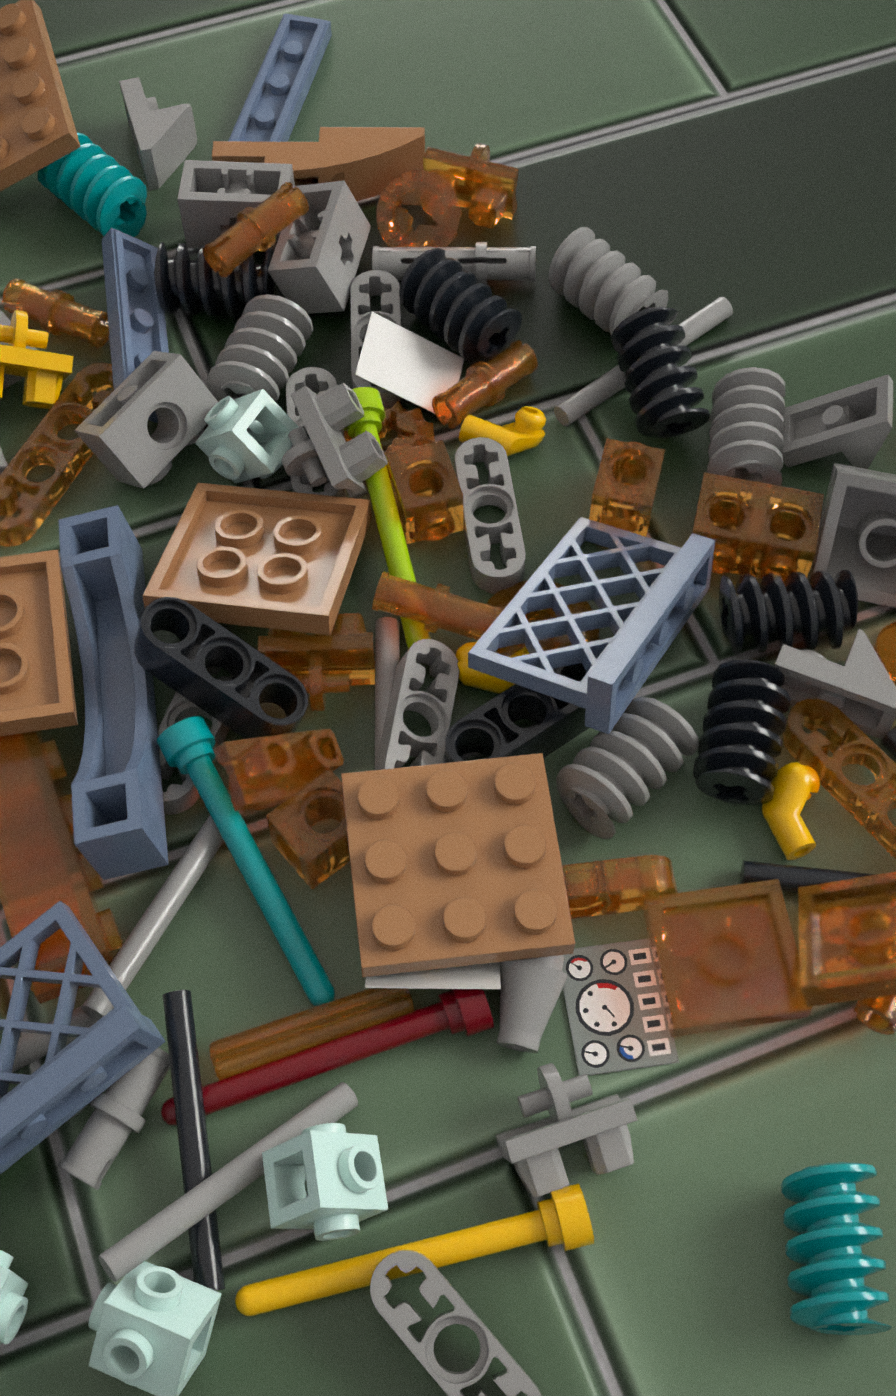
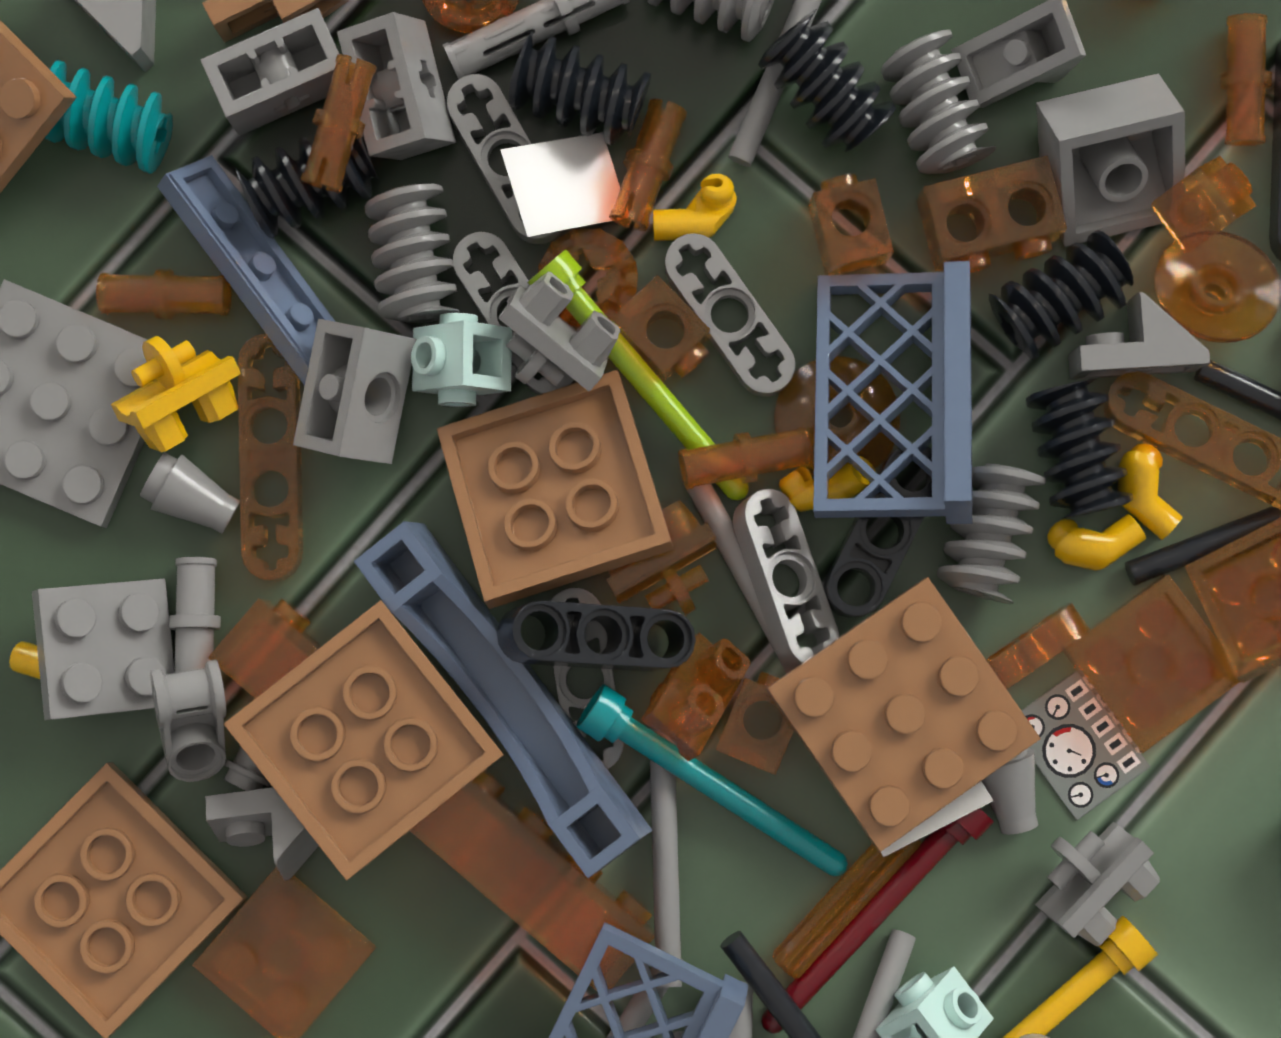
camera: 30 degrees left, 25 degrees up
(716, 832) = (1091, 548): none -> yellow arm

